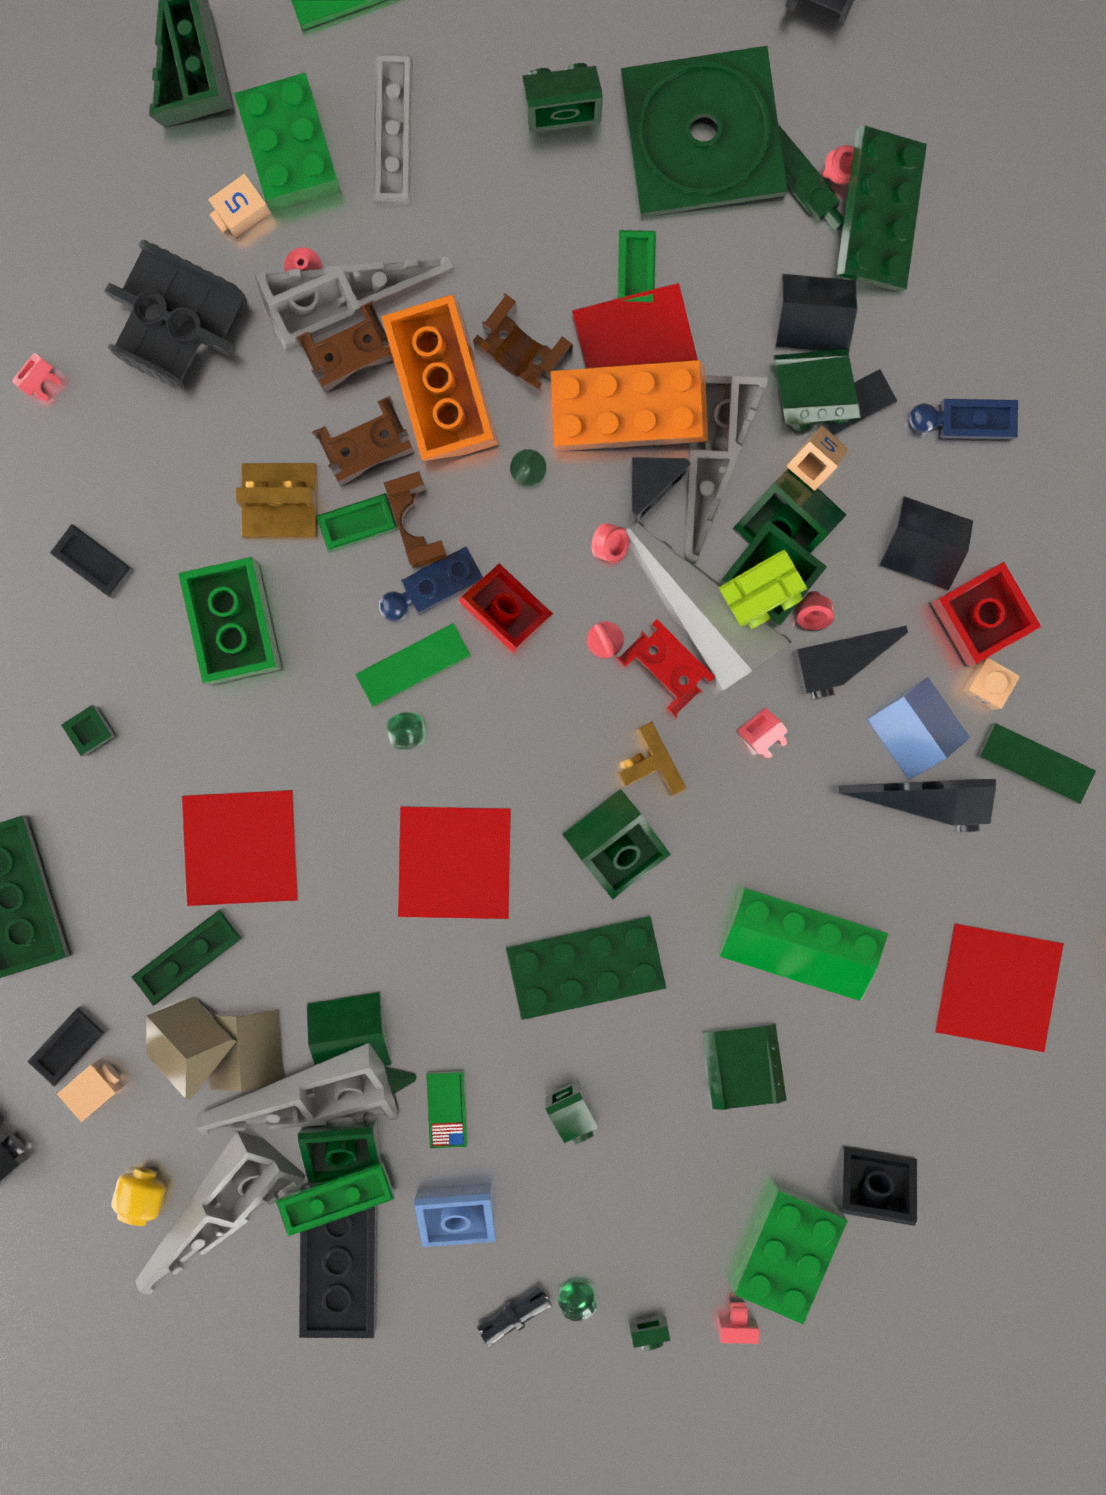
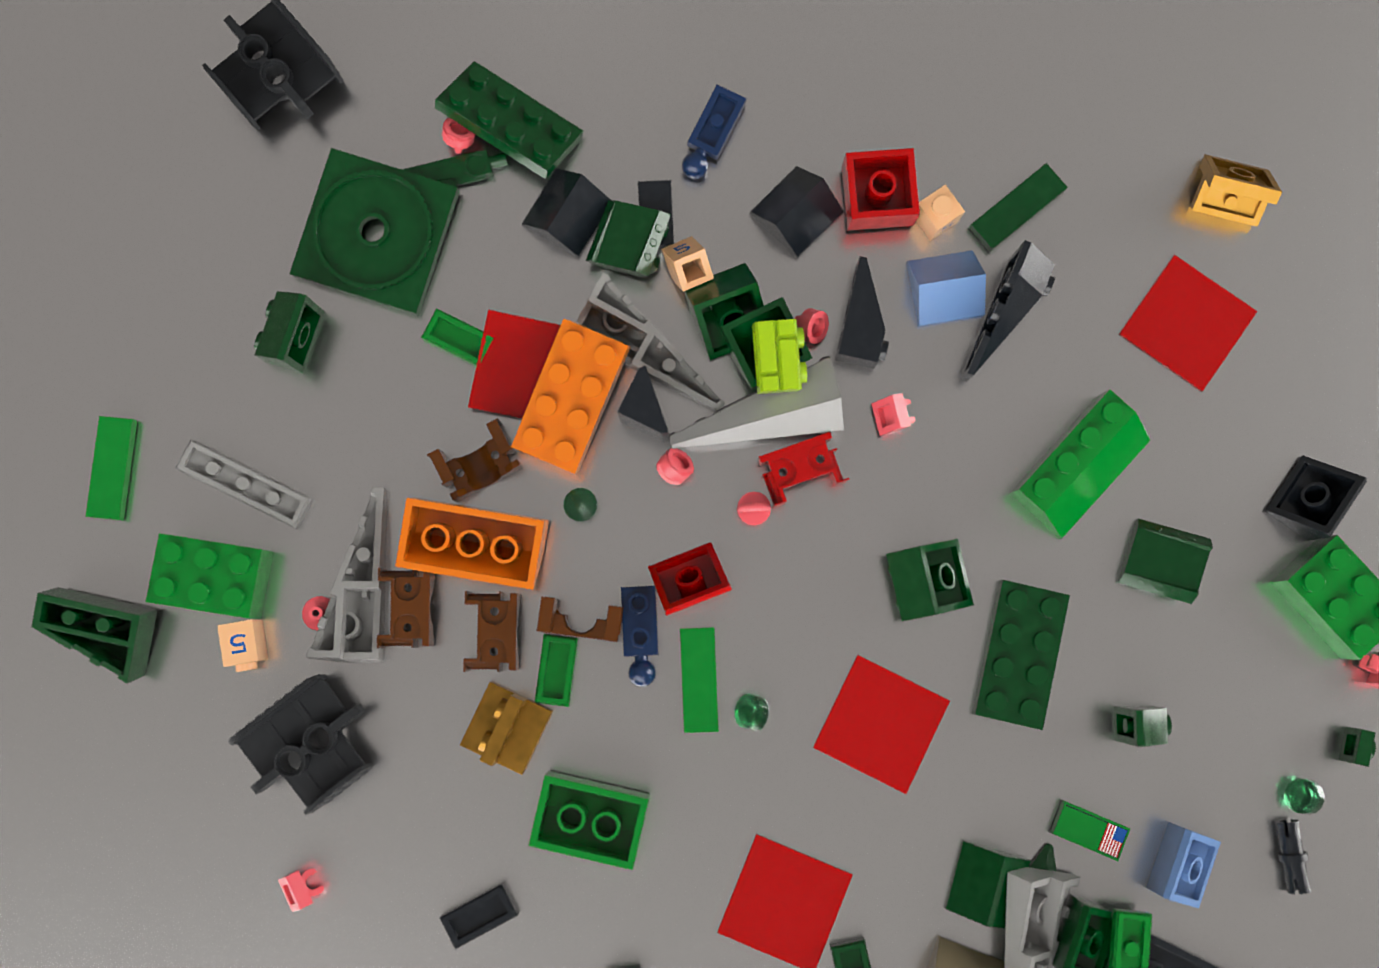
camera: 70 degrees left, 5 degrees down
(658, 759) = (878, 513): pearl gold bracket -> none

